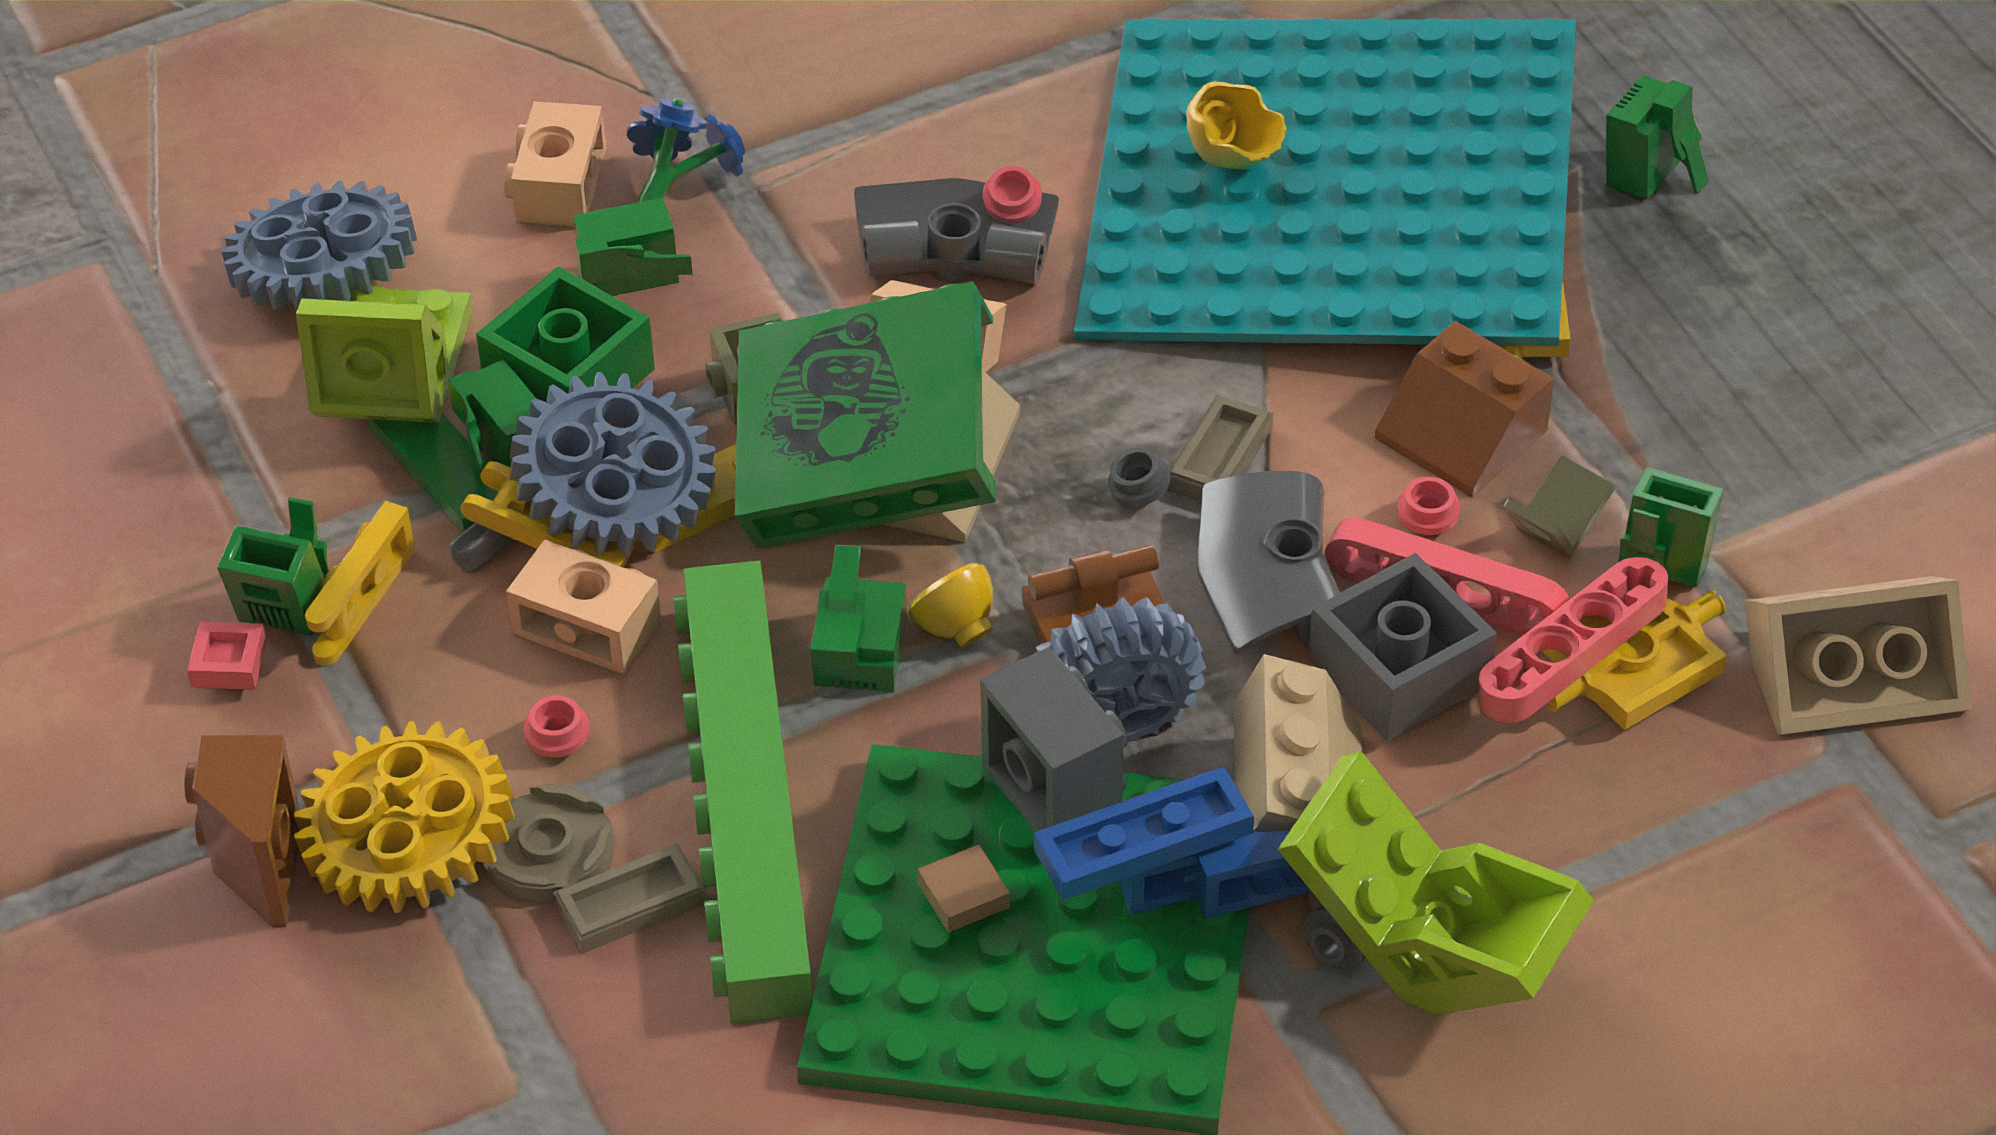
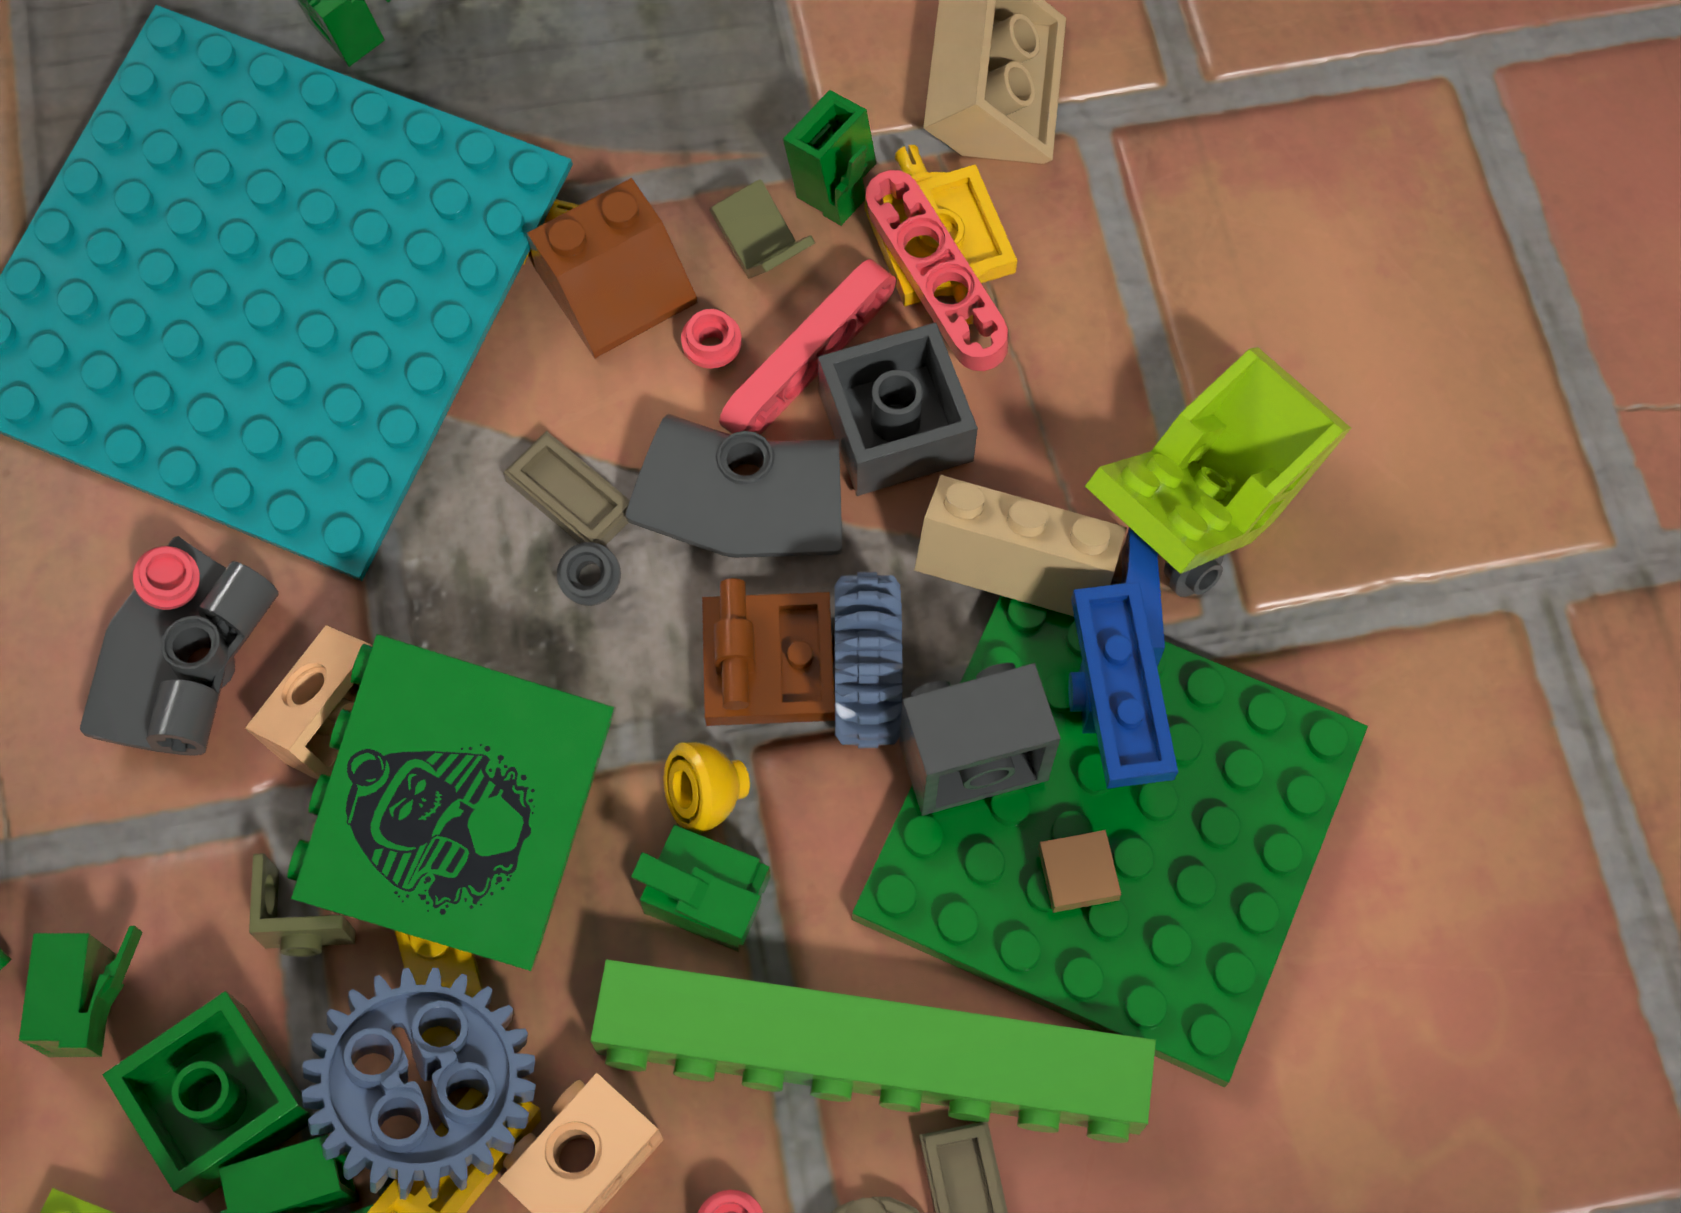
camera: 75 degrees left, 20 degrees up
(1233, 126) = (181, 338): yellow hair -> none

